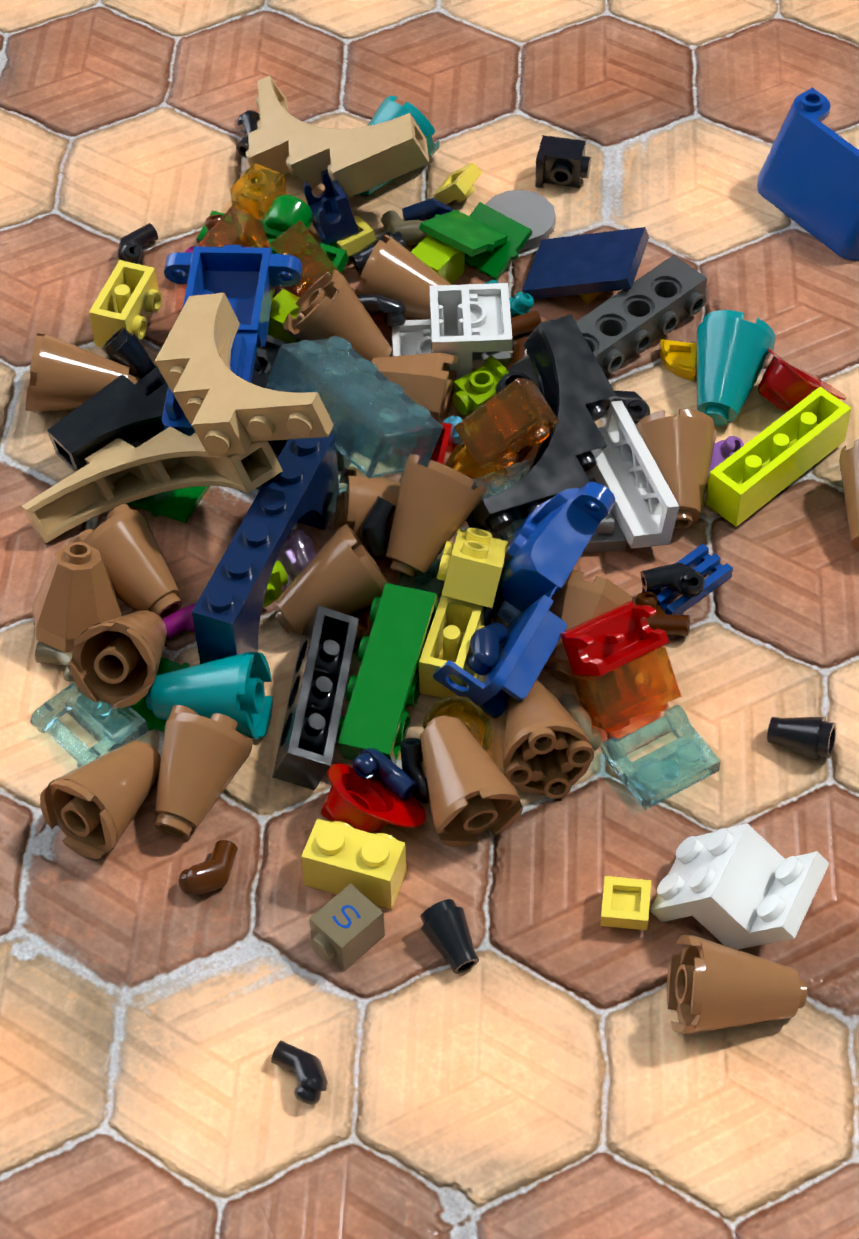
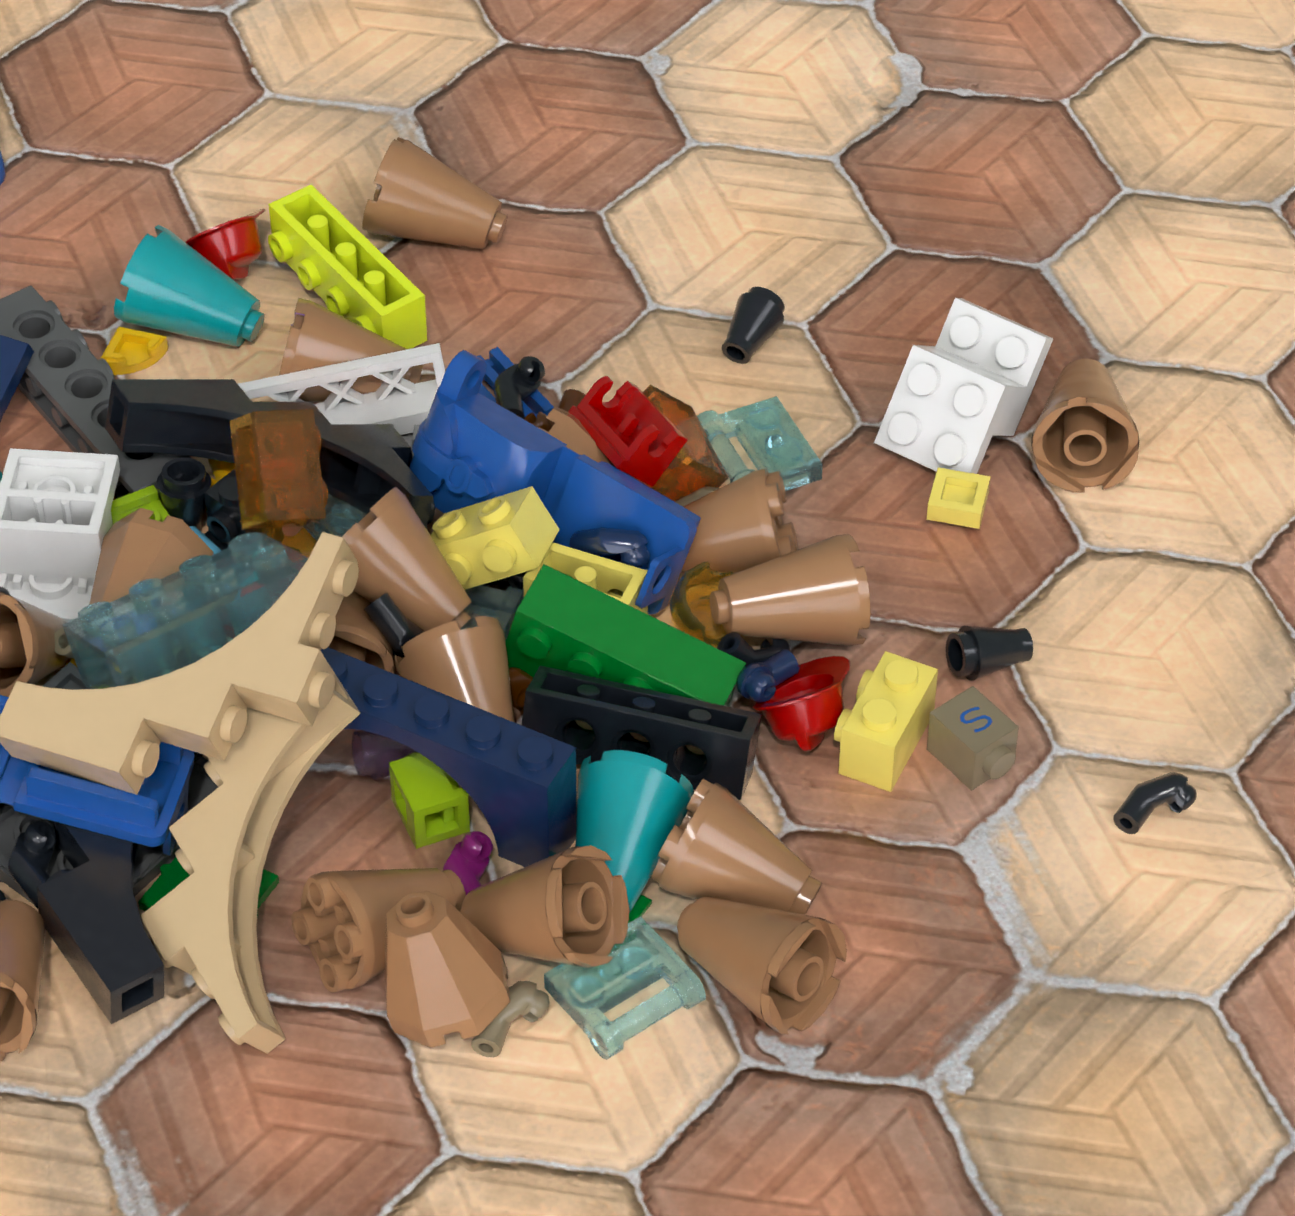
camera: 85 degrees left, 5 degrees down
(210, 874) = (870, 865): reddish brown arm -> none

